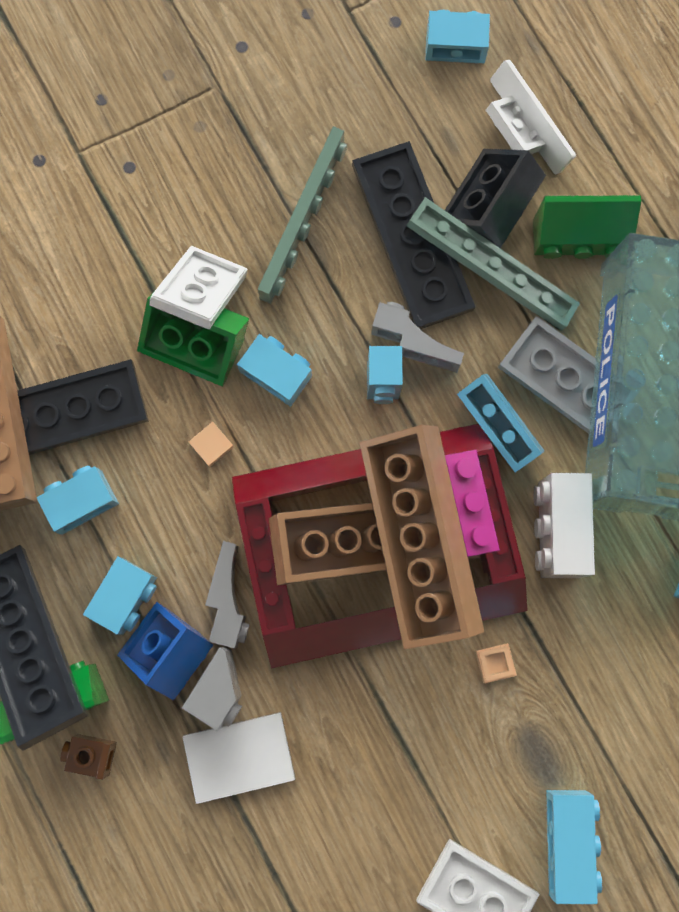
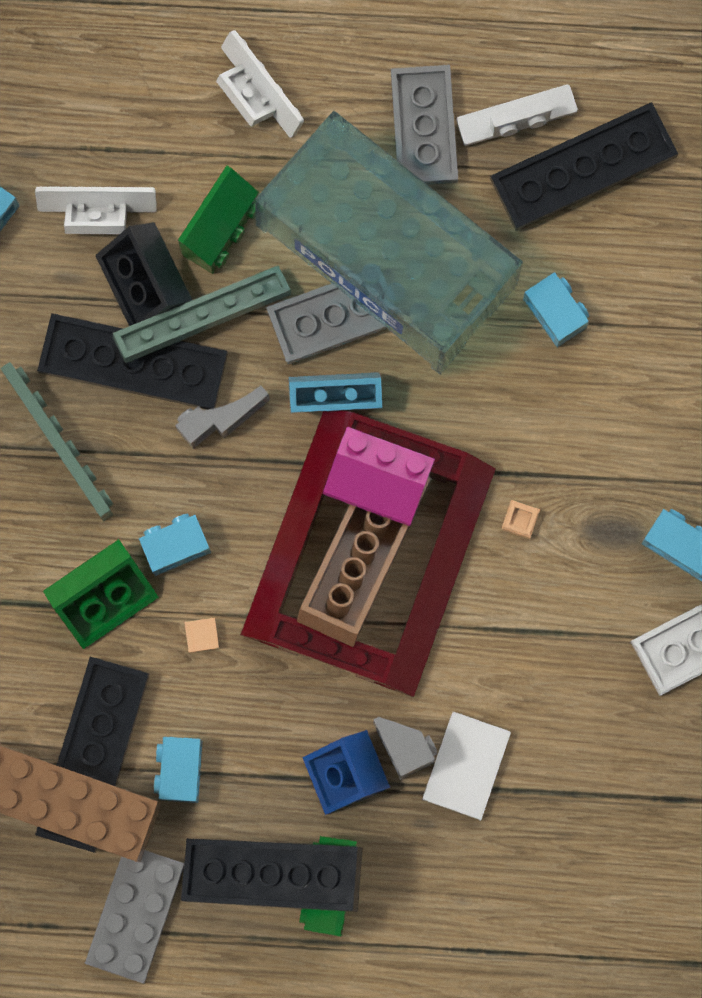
camera: 50 degrees left, 0 degrees up
(100, 752) = (403, 878): reddish brown brick -> none
(121, 596) = (280, 780): medium azure brick -> none
(198, 287) = (67, 562): white tile -> none
(229, 625) = (356, 707): light grey slope -> none
(384, 373) = (237, 459): medium azure brick -> none
(421, 537) = (386, 510): medium nougat brick -> none
(565, 526) = (448, 397): white brick -> none

